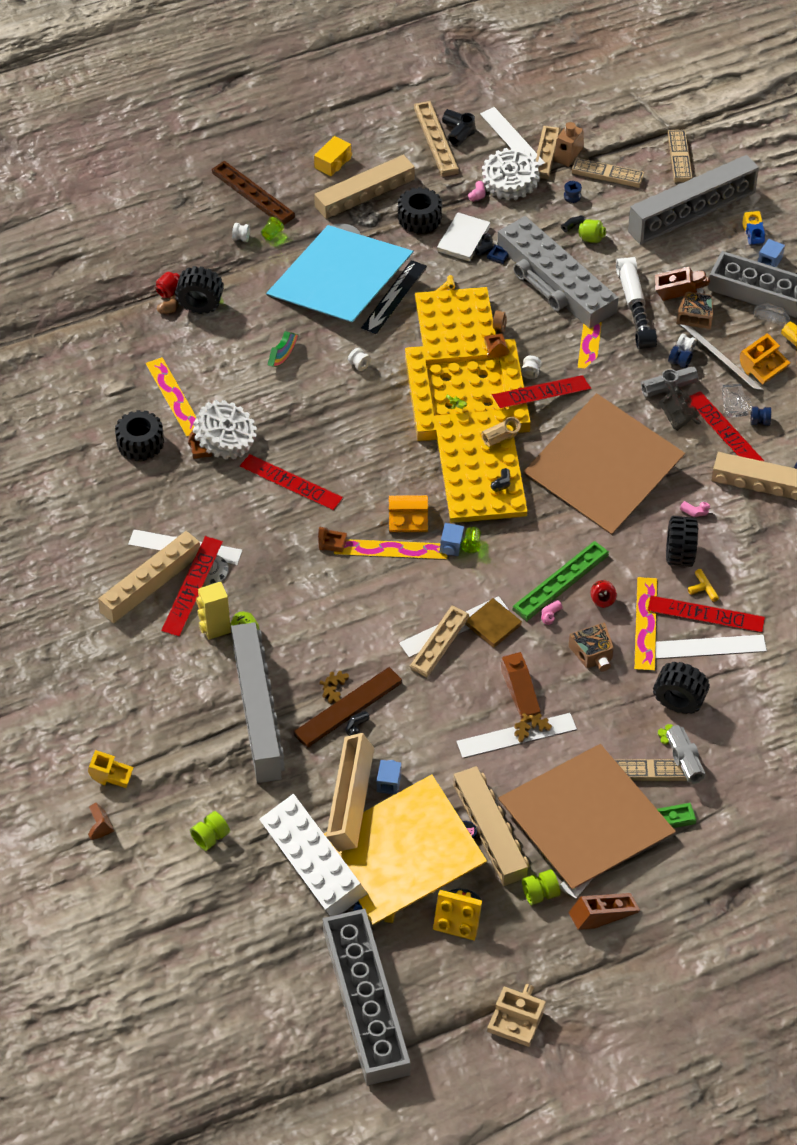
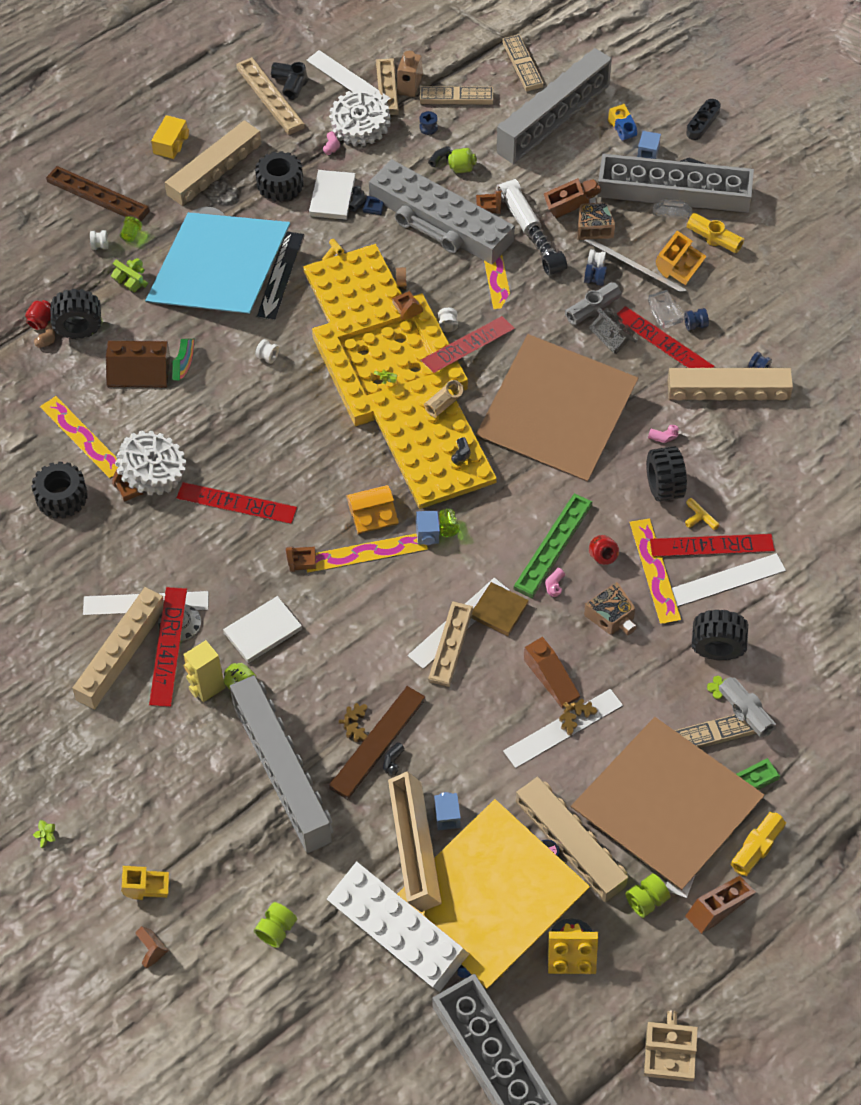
camera: 15 degrees left, 5 degrees up
(40, 711) = (45, 833): none -> lime plant
(241, 345) = (137, 364): none -> reddish brown slope
(261, 265) = (135, 280): none -> lime hips
(278, 591) = (262, 629): none -> white tile
(605, 274) = (490, 202): none -> dark orange tile
(655, 870) = (758, 844): none -> yellow piece

